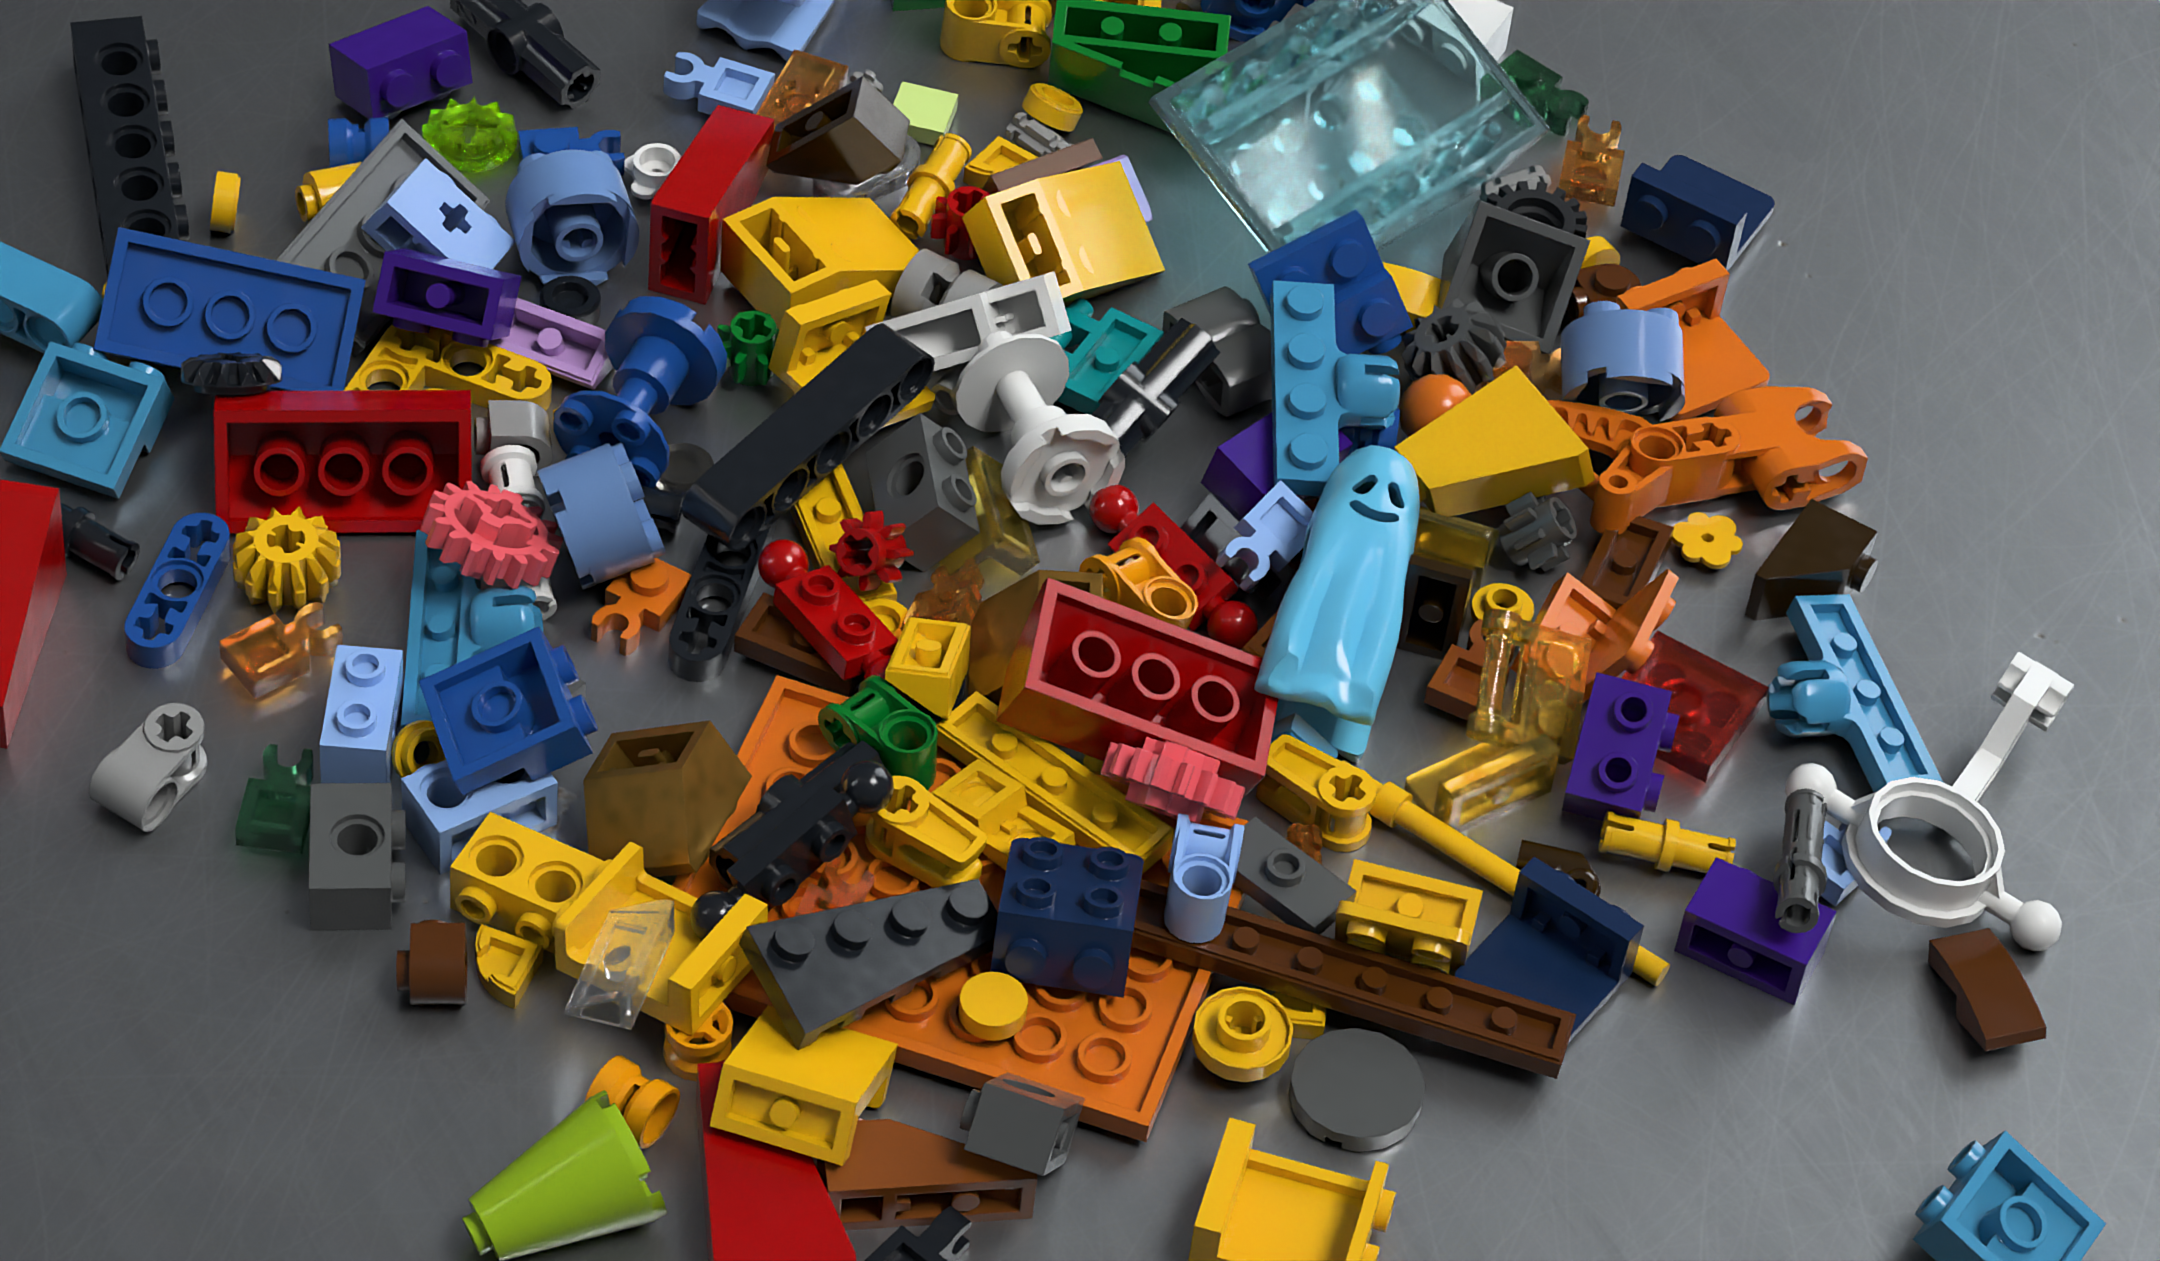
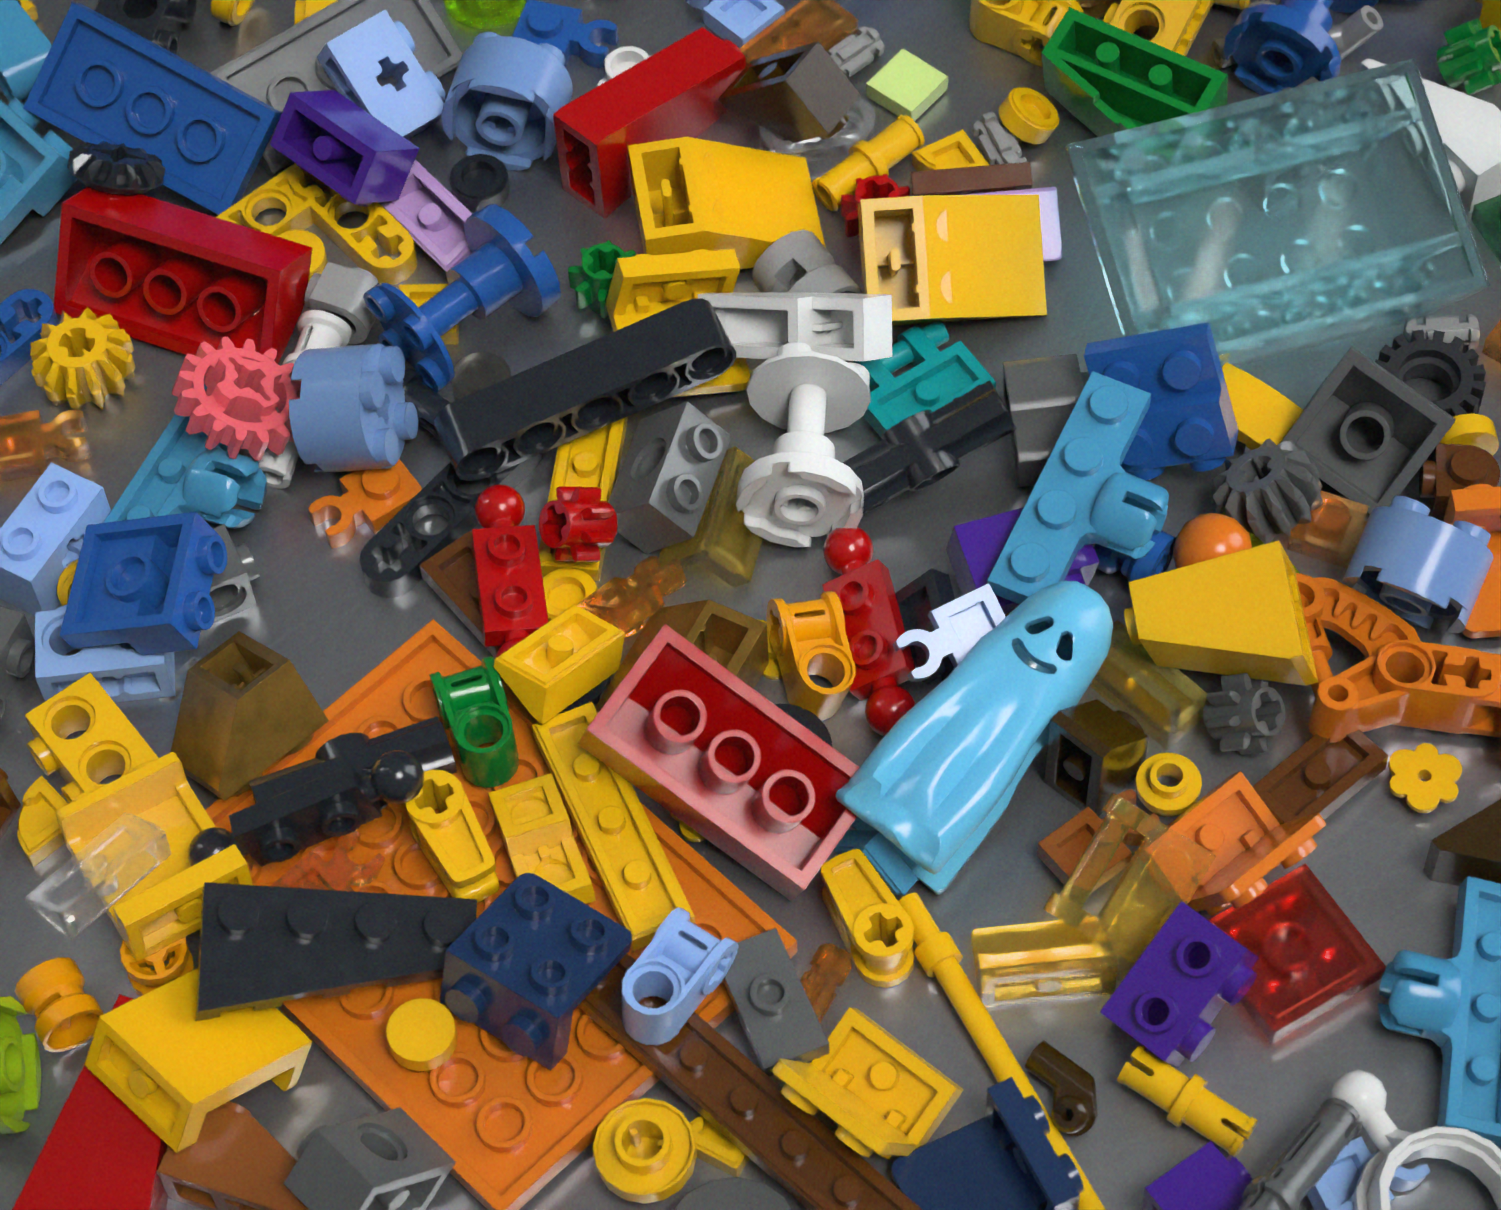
camera: 35 degrees right, 10 degrees up
(1172, 780) = (697, 869): coral gear -> none

